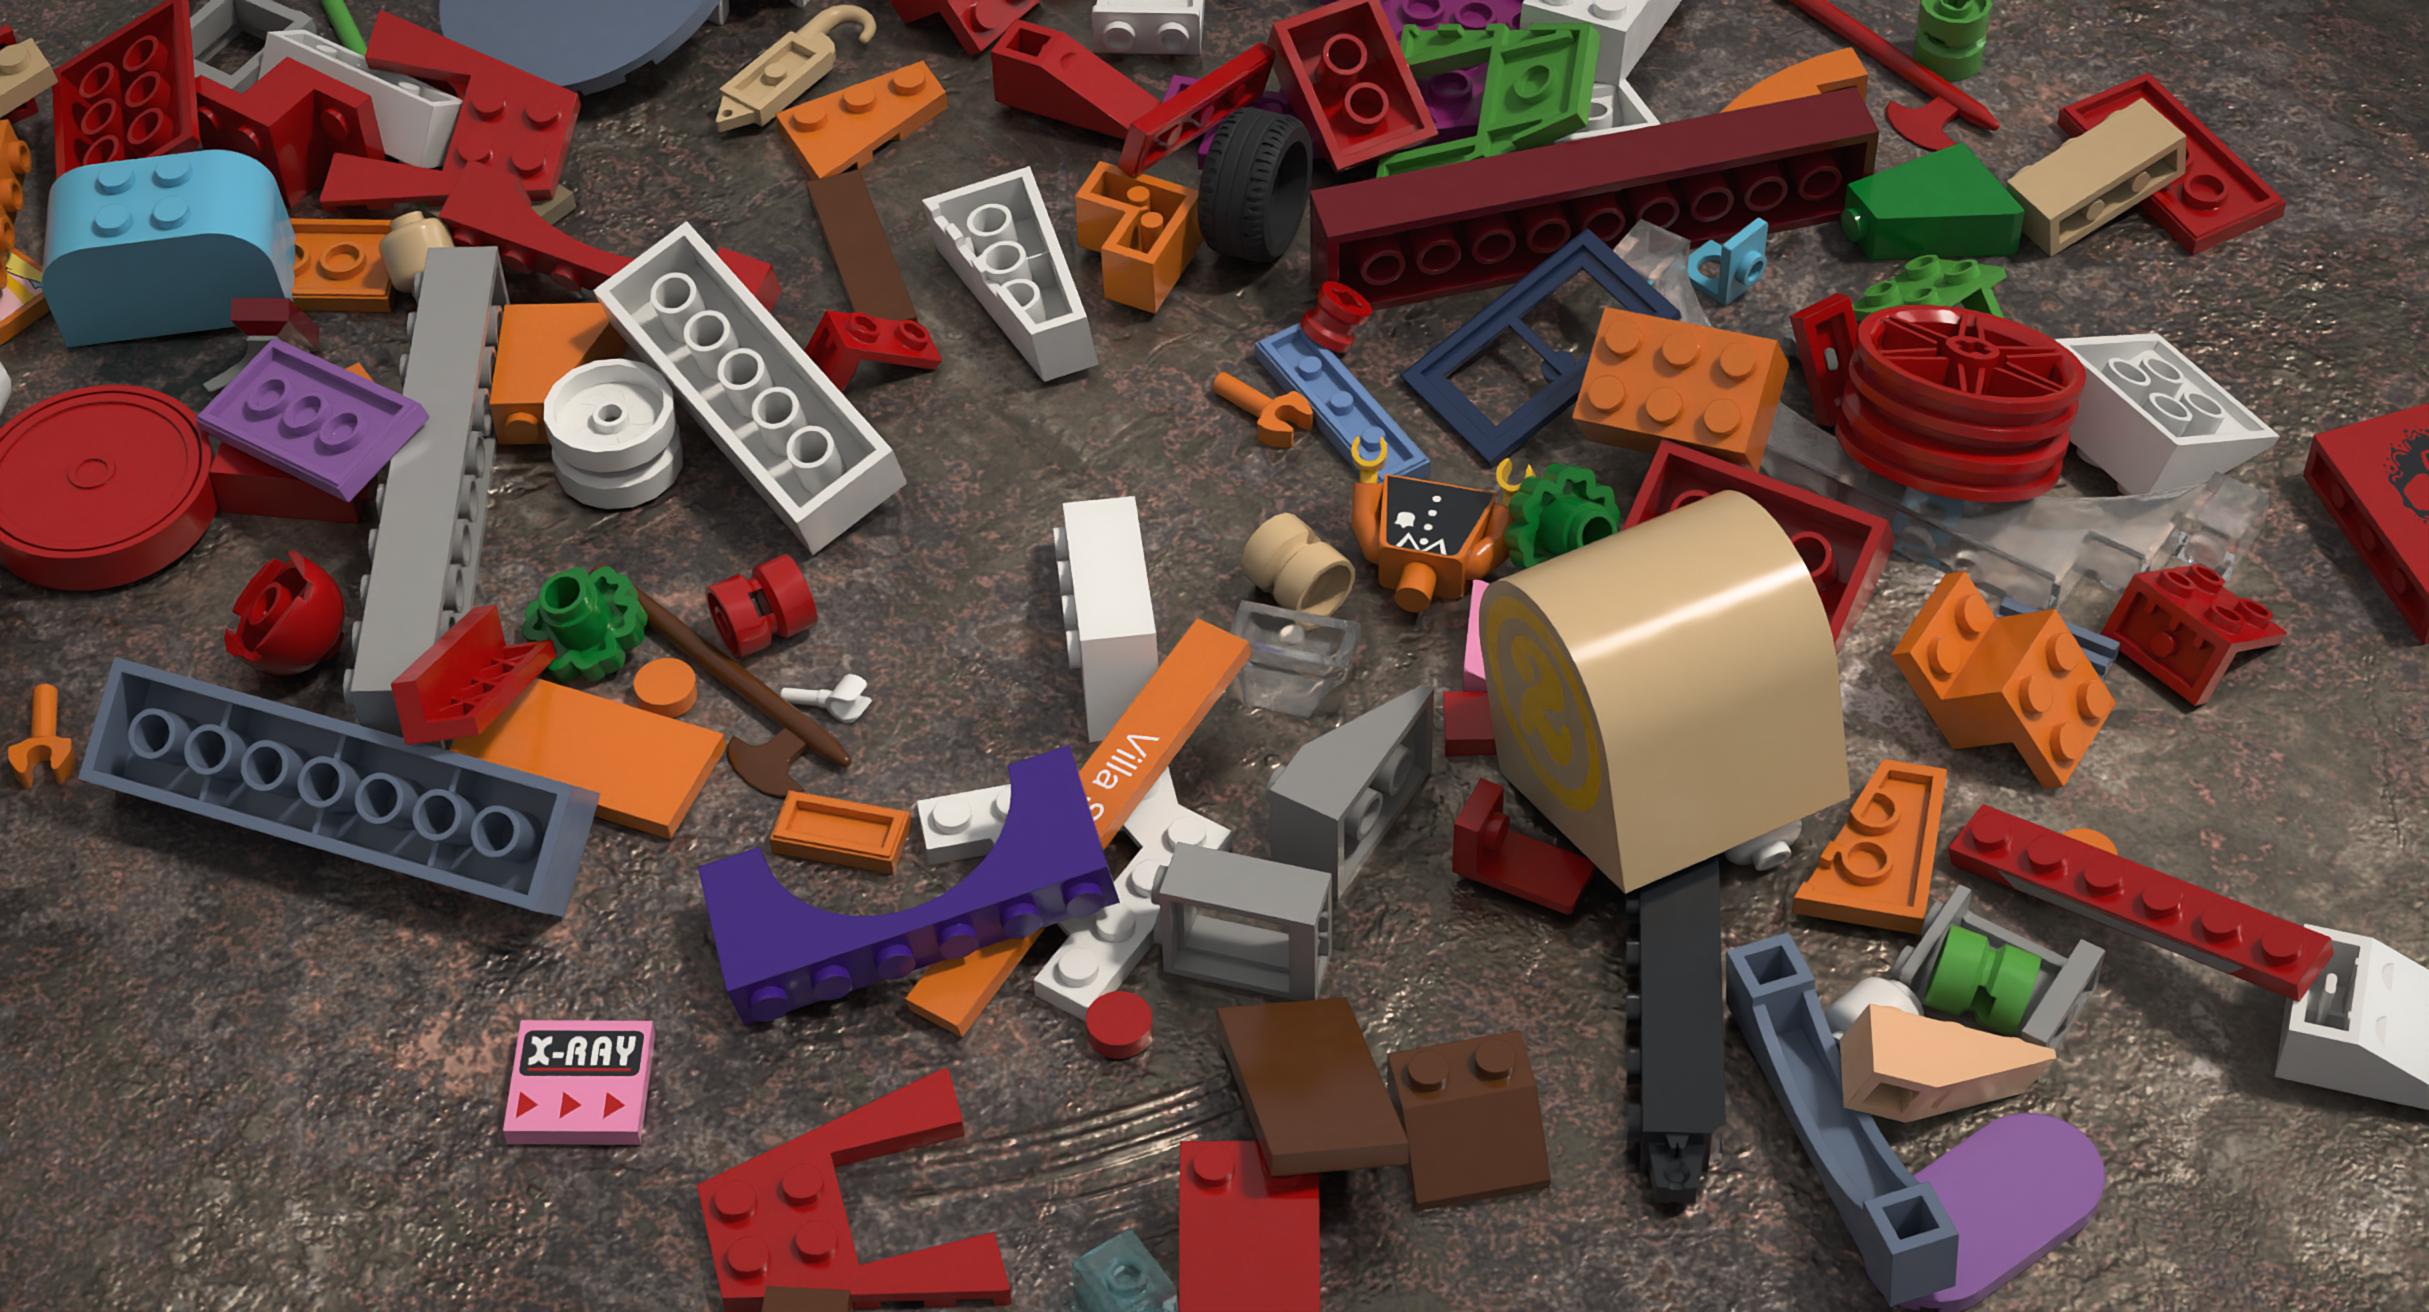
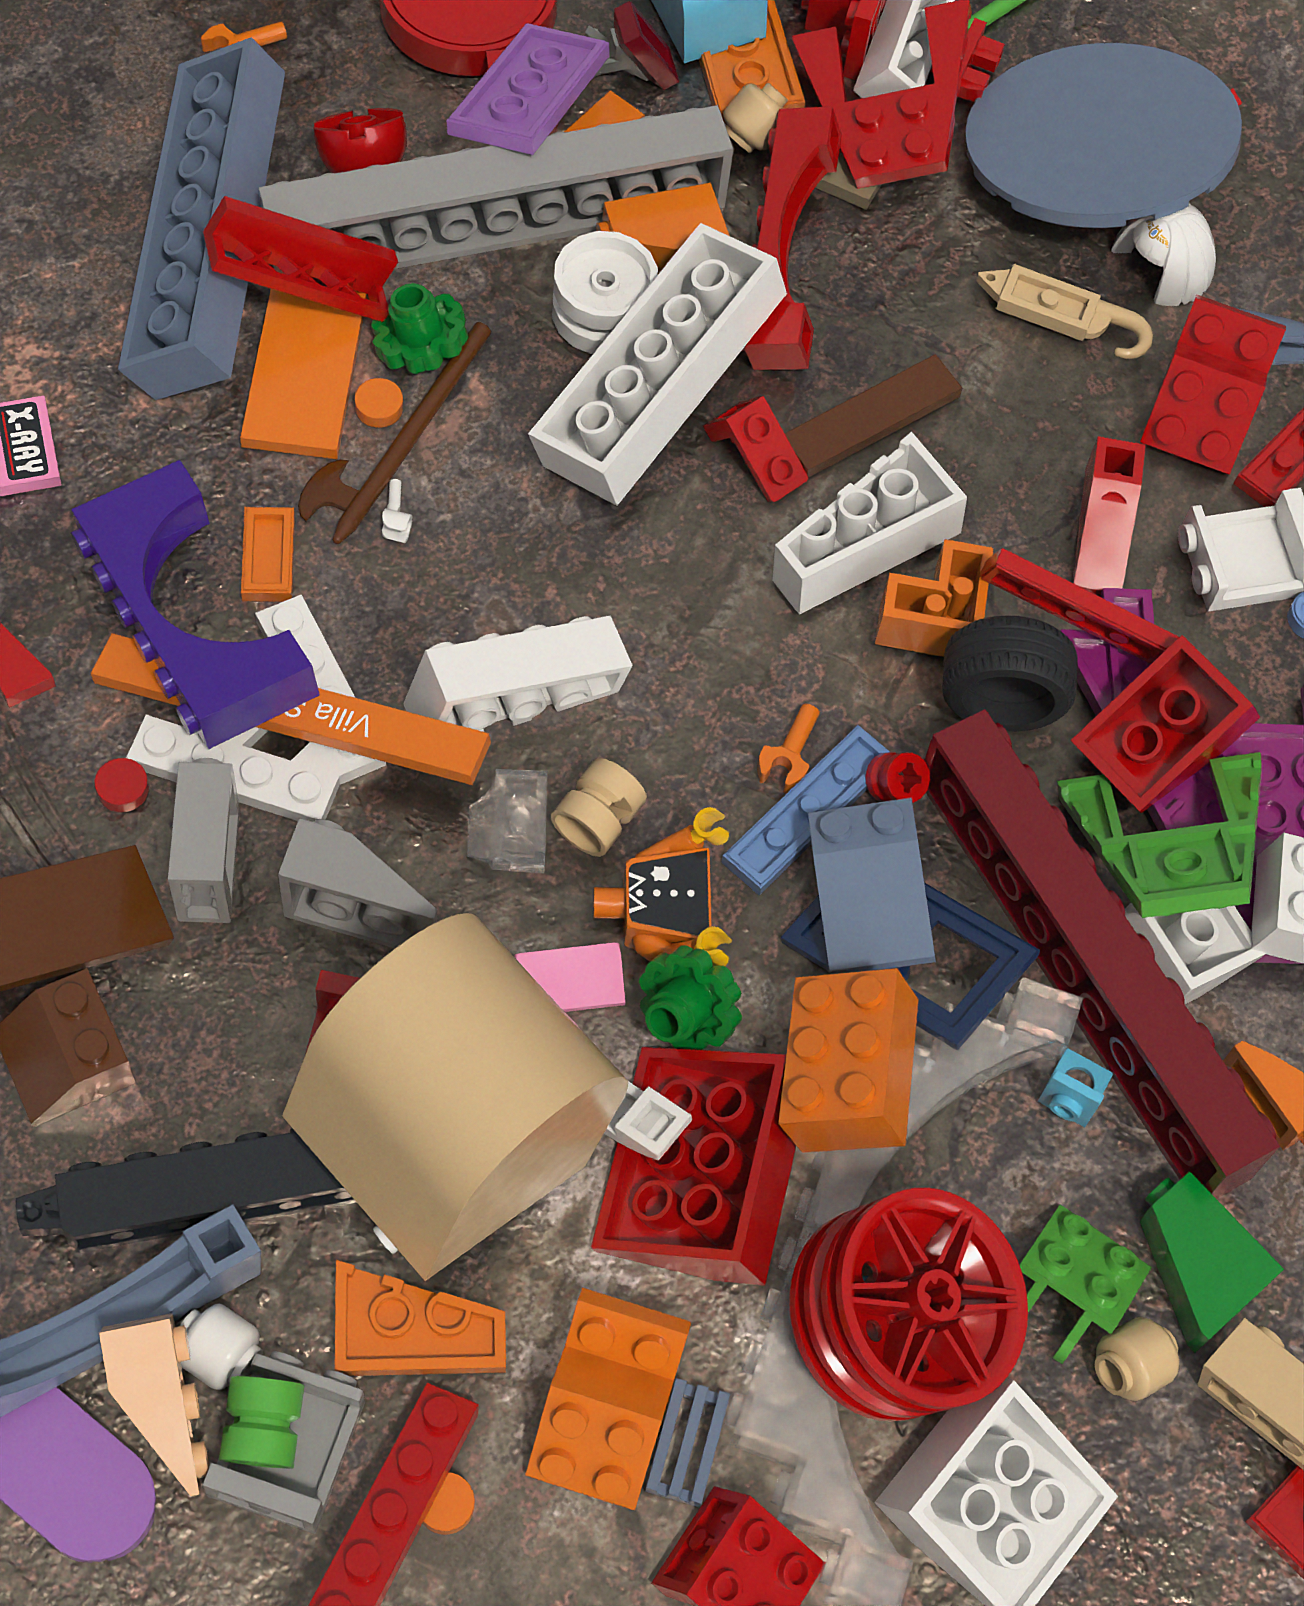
camera: 65 degrees right, 15 degrees up
(780, 597) = (462, 441): red wheel -> none
(854, 121) = (1023, 370): orange wing -> none
(1468, 353) = (871, 887): none -> sand blue slope
(1824, 344) = (981, 1179): red piece -> none
(2034, 279) = (1137, 1359): none -> tan head

